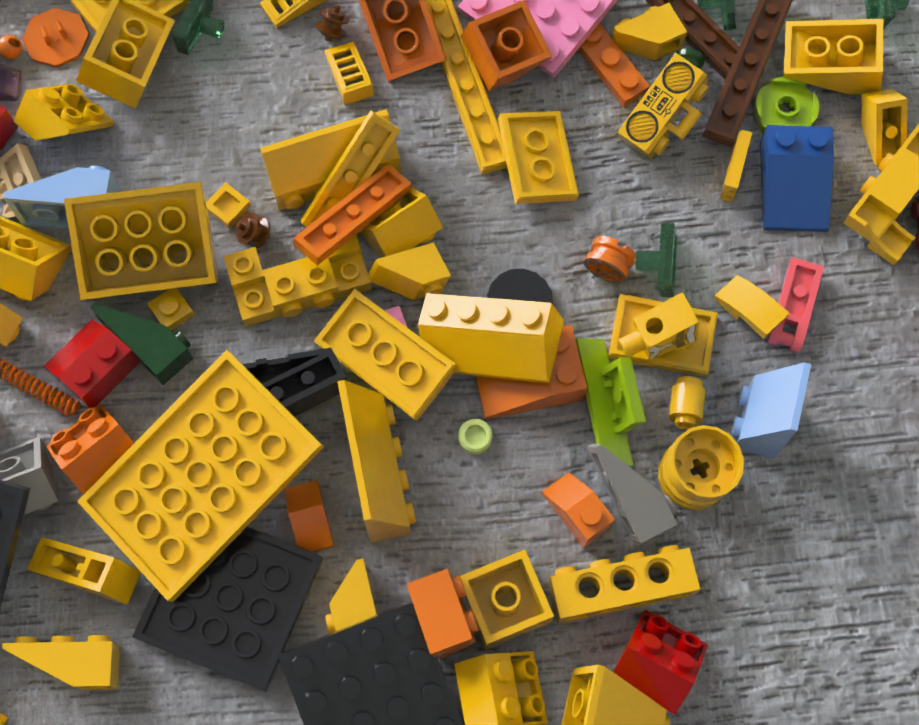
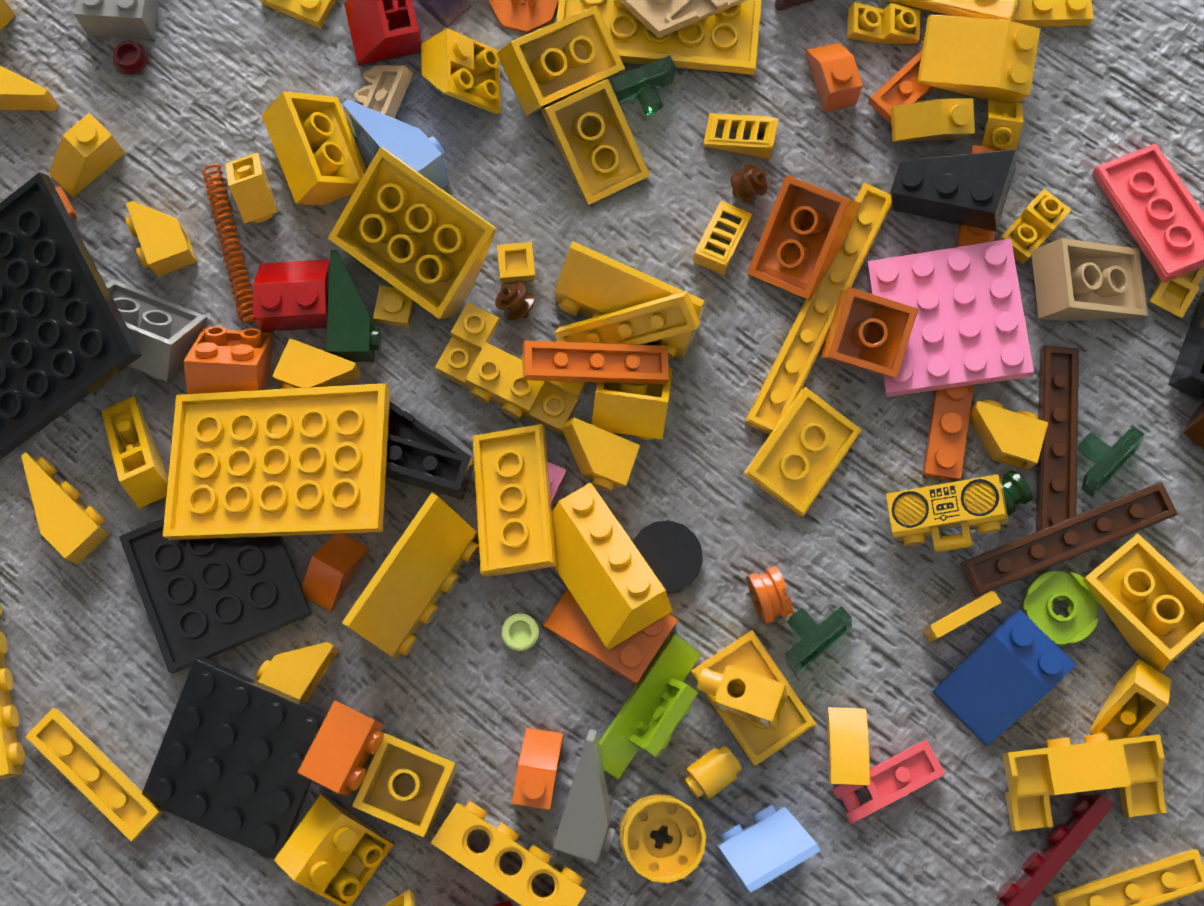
camera: 45 degrees right, 5 degrees up
(154, 396) = (310, 367): none -> yellow slope
(201, 82) = (595, 141): none -> yellow slope

